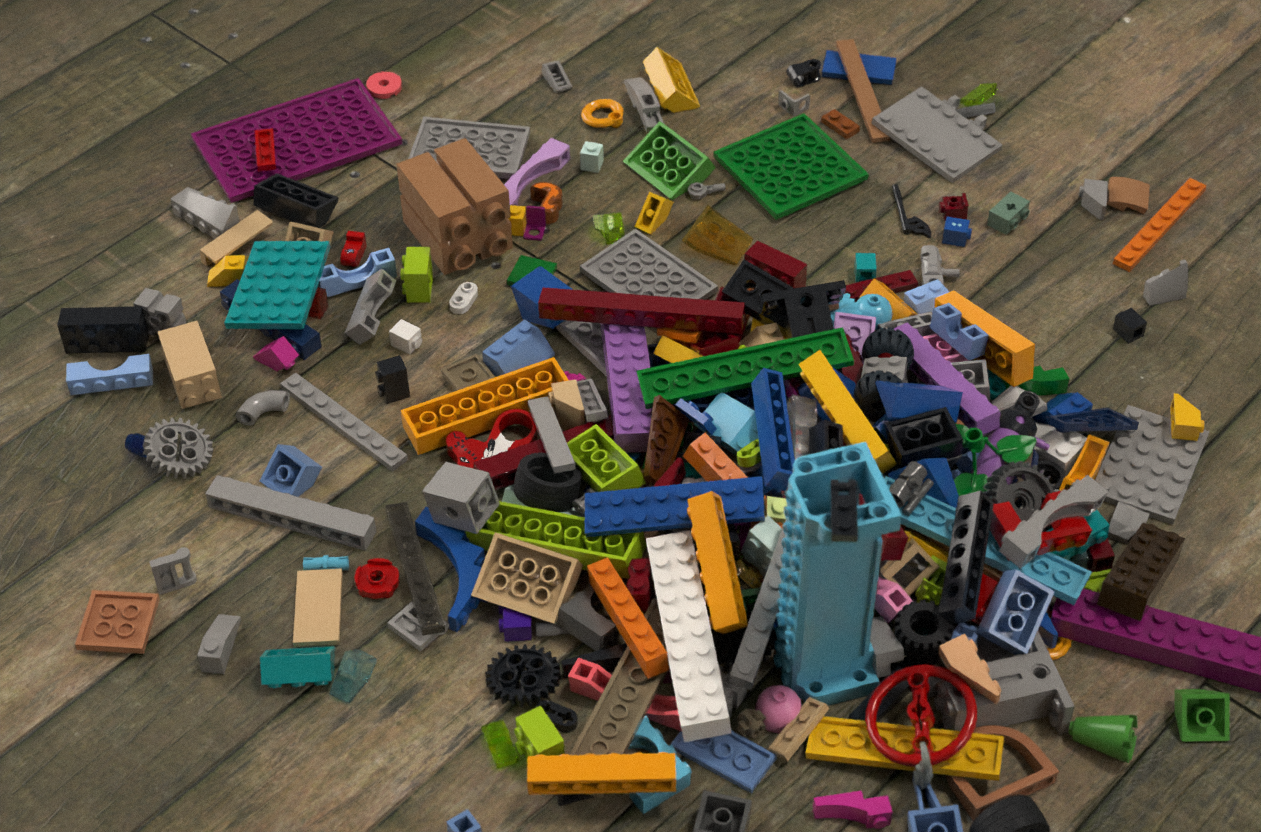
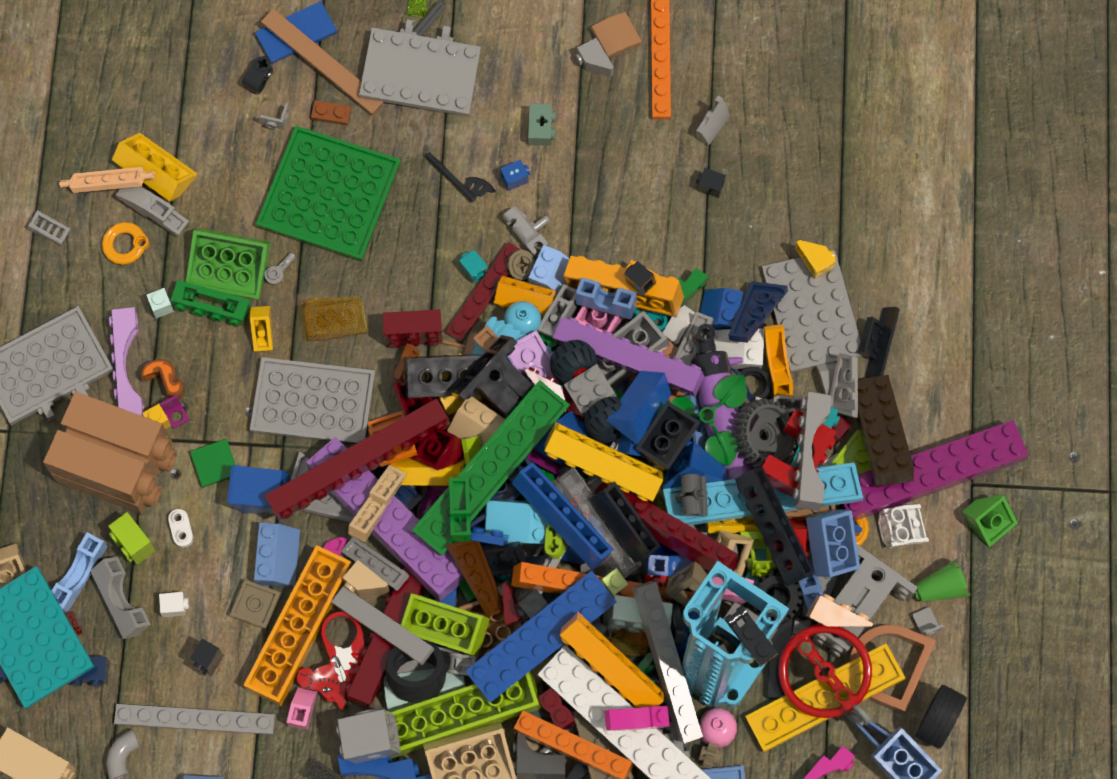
camera: 40 degrees left, 25 degrees up
(277, 355) = (85, 699): dark pink slope -> none
(353, 249) = (48, 548): red leg -> none
(427, 461) = (301, 709): none -> bright pink slope
(610, 226) = (236, 367): clear neon green slope -> none
(627, 68) = (107, 179): none -> light nougat plate
(628, 176) = (184, 299): none -> green brick
(636, 344) = (376, 504): none -> tan slope
(685, 474) = (530, 605): none -> black brick
(688, 376) = (459, 509): none -> green slope
(699, 613) = (636, 718): none -> dark pink slope
(798, 729) = (745, 735): tan tile -> none
(904, 278) = (525, 257): none -> dark tan gear
(954, 207) = (500, 149): dark red brick -> none
(999, 322) = (639, 278): none -> black brick
(1064, 758) = (927, 622): none -> light grey bracket
(1103, 665) = (902, 526): none -> white slope
(1130, 522) = (845, 386): none -> light grey wing
(1197, 512) = (877, 340): none -> black bracket

